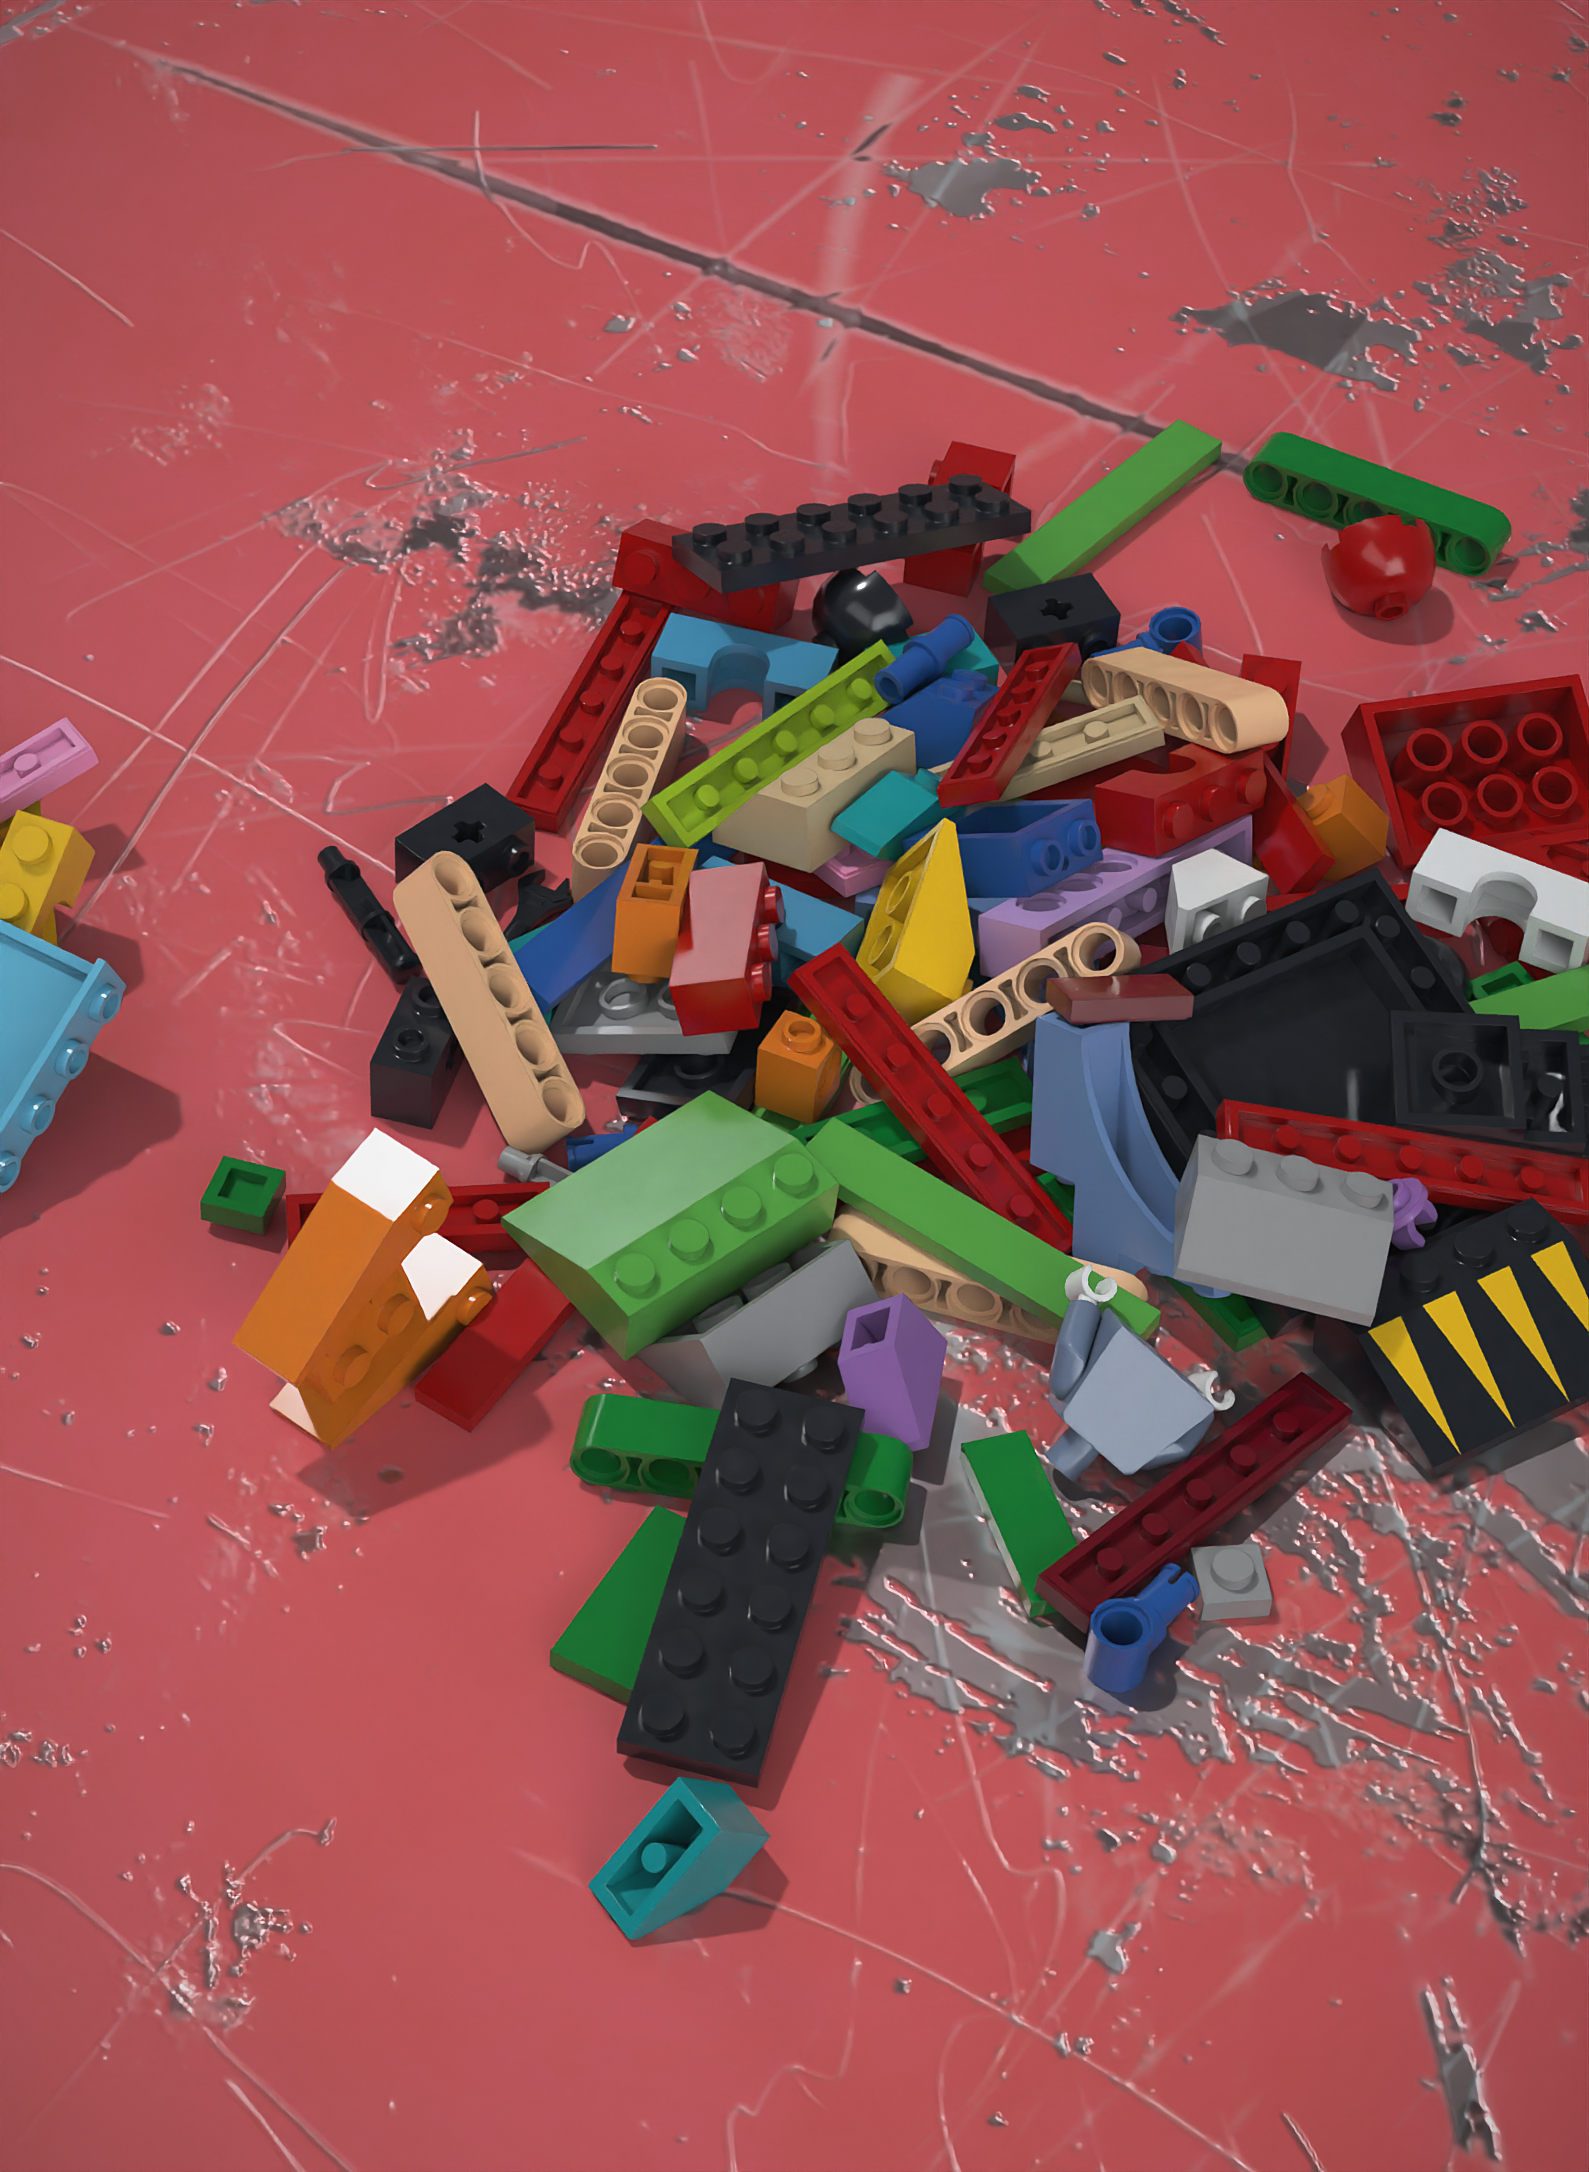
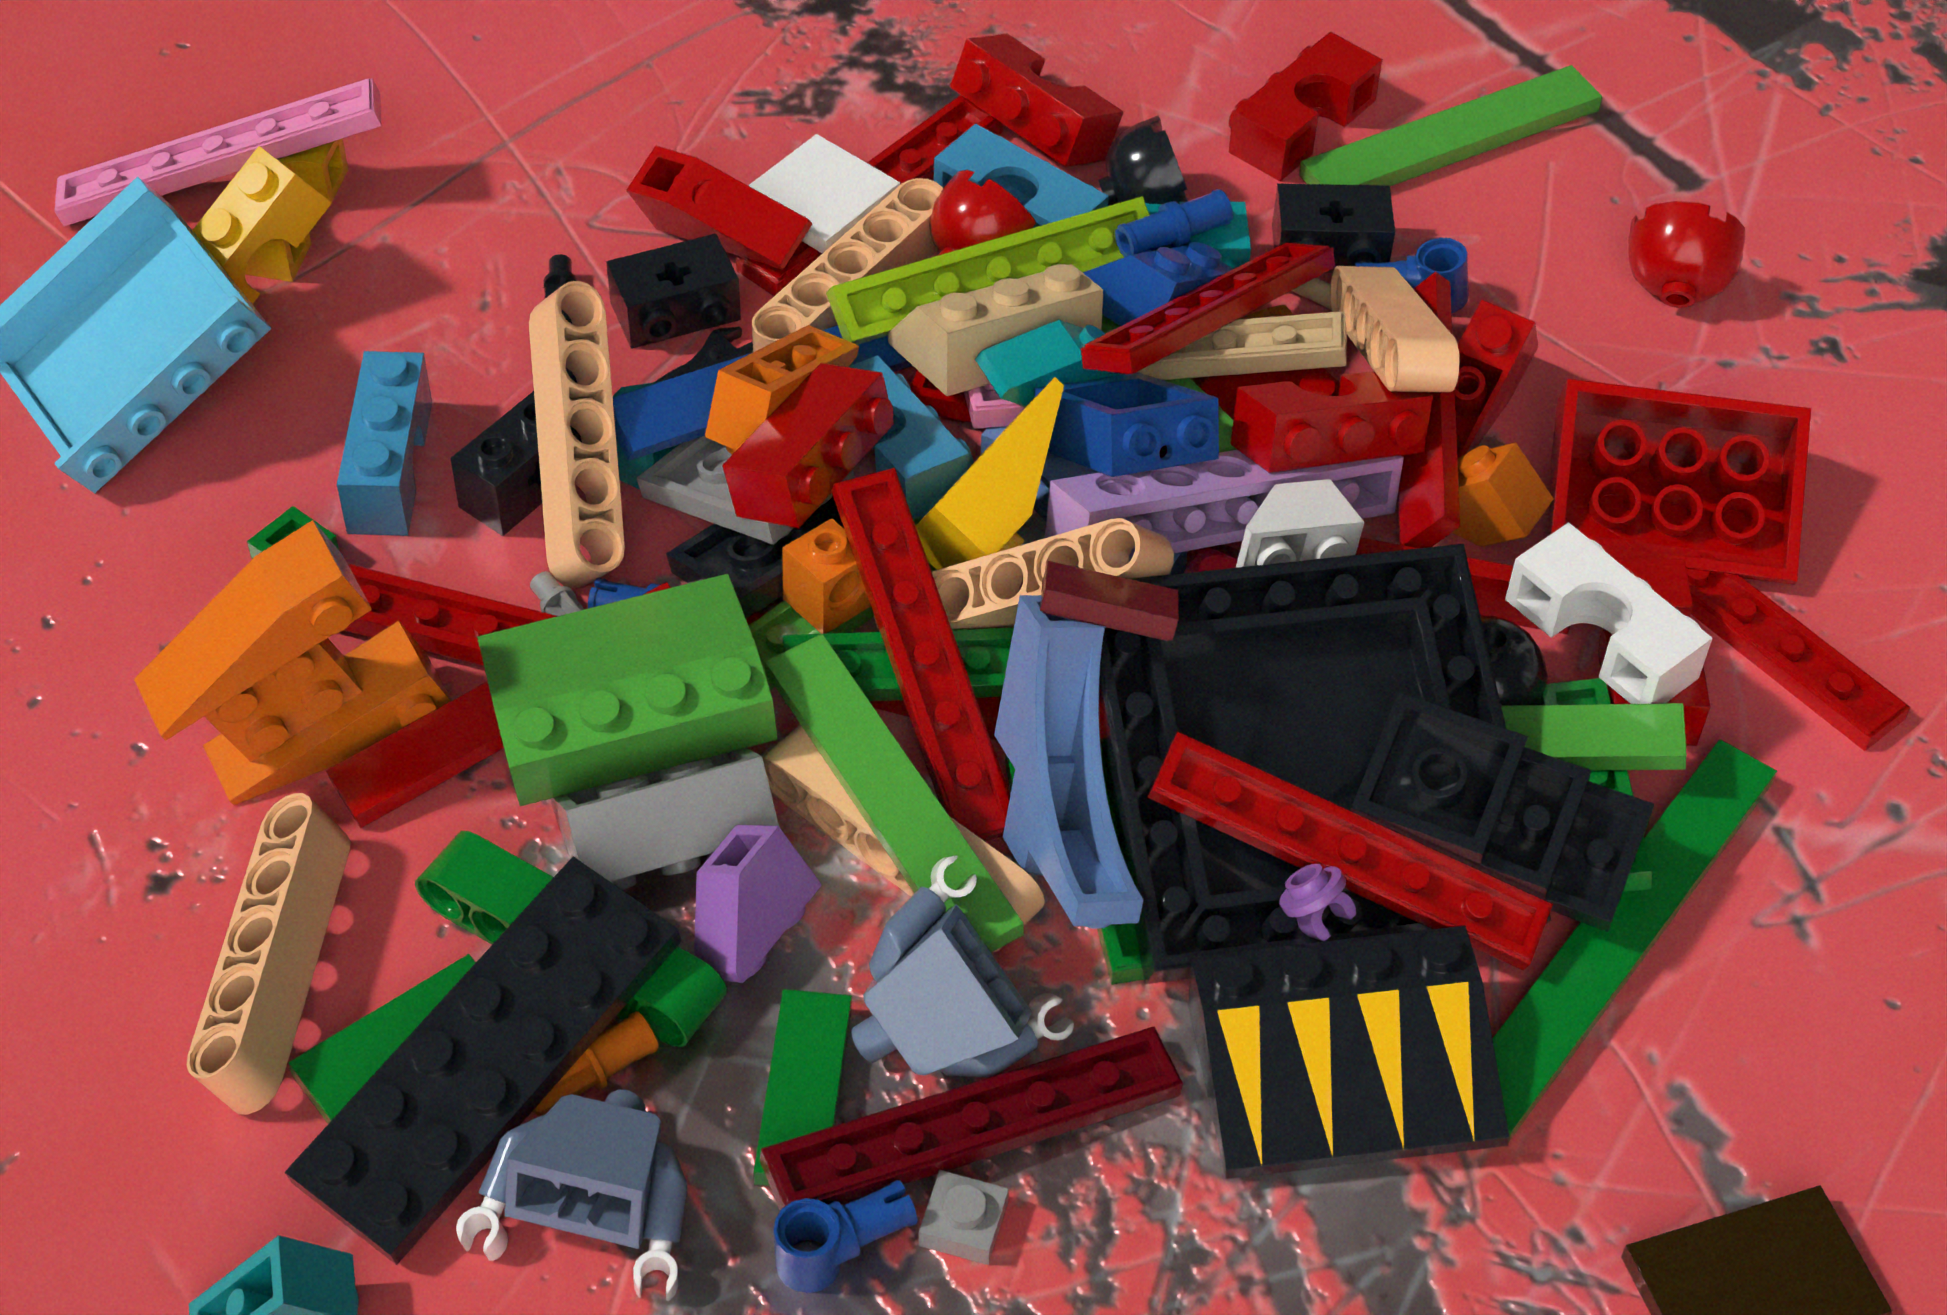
camera: 25 degrees right, 5 degrees up
(288, 1086) = (377, 460): none -> dark azure arch
(452, 755) = (699, 200): none -> red slope
(477, 1560) = (269, 955): none -> light nougat beam
(553, 720) = (826, 188): none -> white tile
(727, 701) = (975, 214): none -> red cylinder
(849, 534) = (1167, 91): black plate -> none
(850, 1535) = (605, 1057): none -> orange axle
(899, 1646) = (591, 1174): none -> sand blue torso
(1282, 1229) = (1161, 883): light grey slope -> none
(1347, 490) = (1692, 166): green beam -> none

